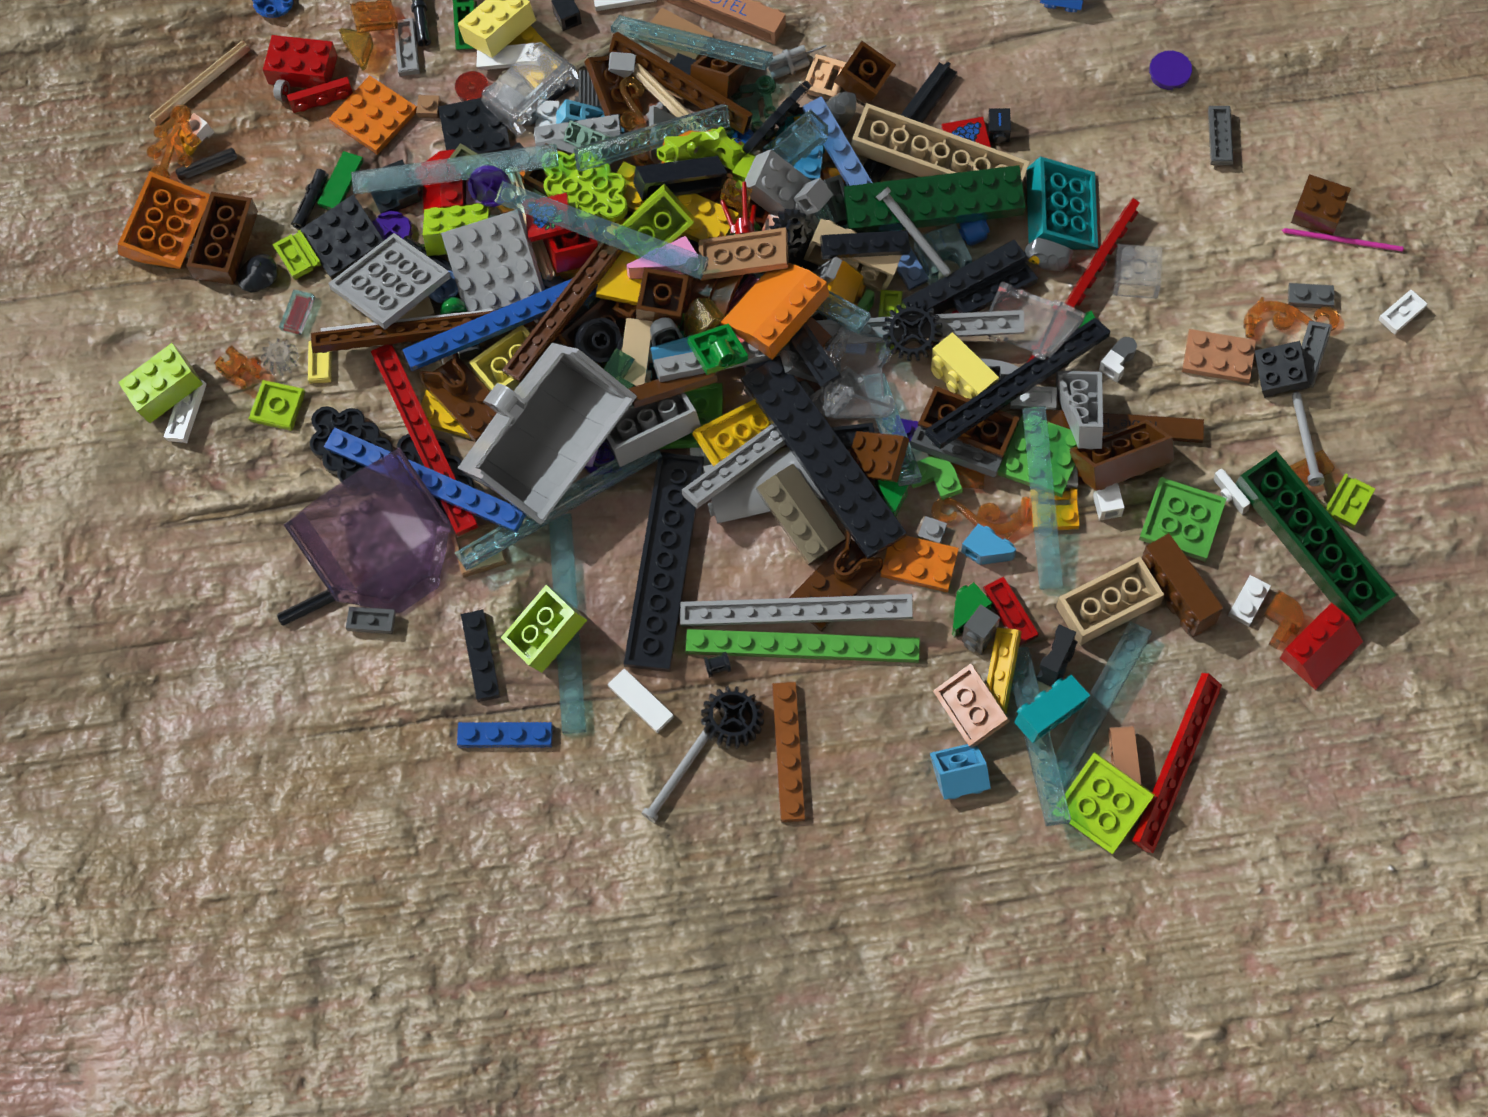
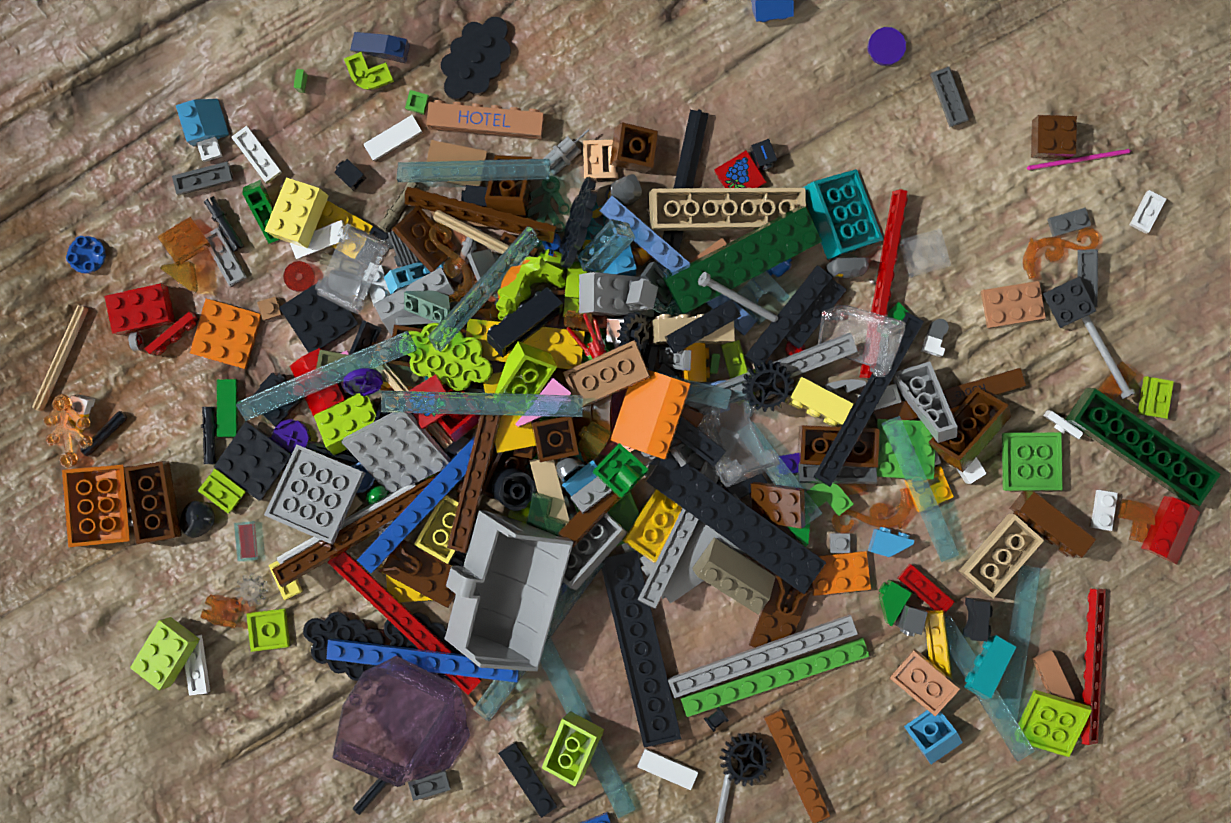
camera: 25 degrees left, 20 degrees up
(622, 63) = (423, 216): light grey slope -> none

